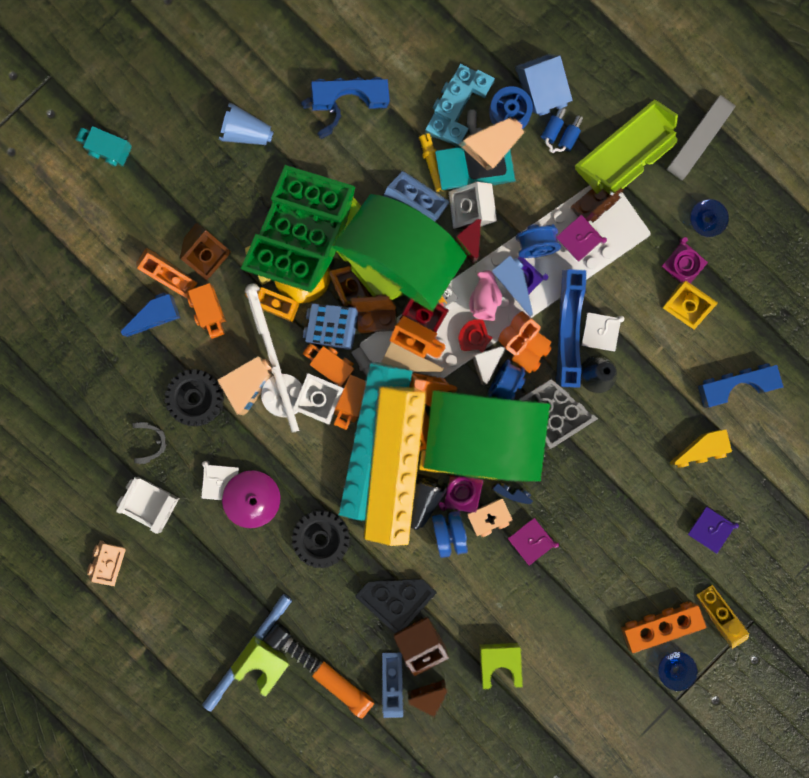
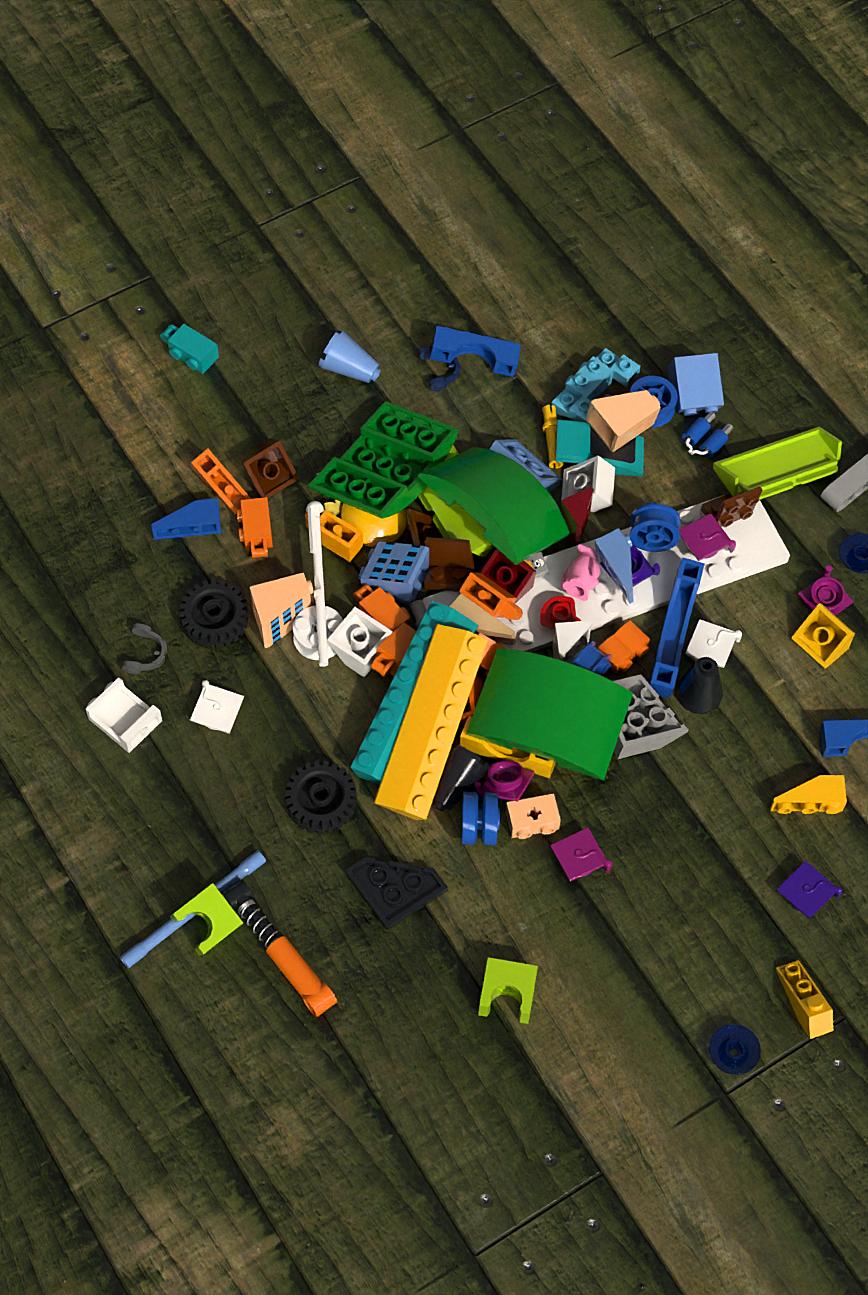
camera: 10 degrees right, 25 degrees down
(105, 563) = (54, 768): light nougat bracket -> none
(243, 488) = (243, 748): magenta dish -> none
(392, 685) = (364, 987): medium blue slope -> none
(421, 646) = (413, 940): reddish brown slope -> none
(428, 697) = (407, 1002): reddish brown slope -> none
(517, 495) = (573, 800): dark blue slope -> none
(519, 332) = (617, 614): orange brick -> none
(692, 623) = (740, 999): orange brick -> none

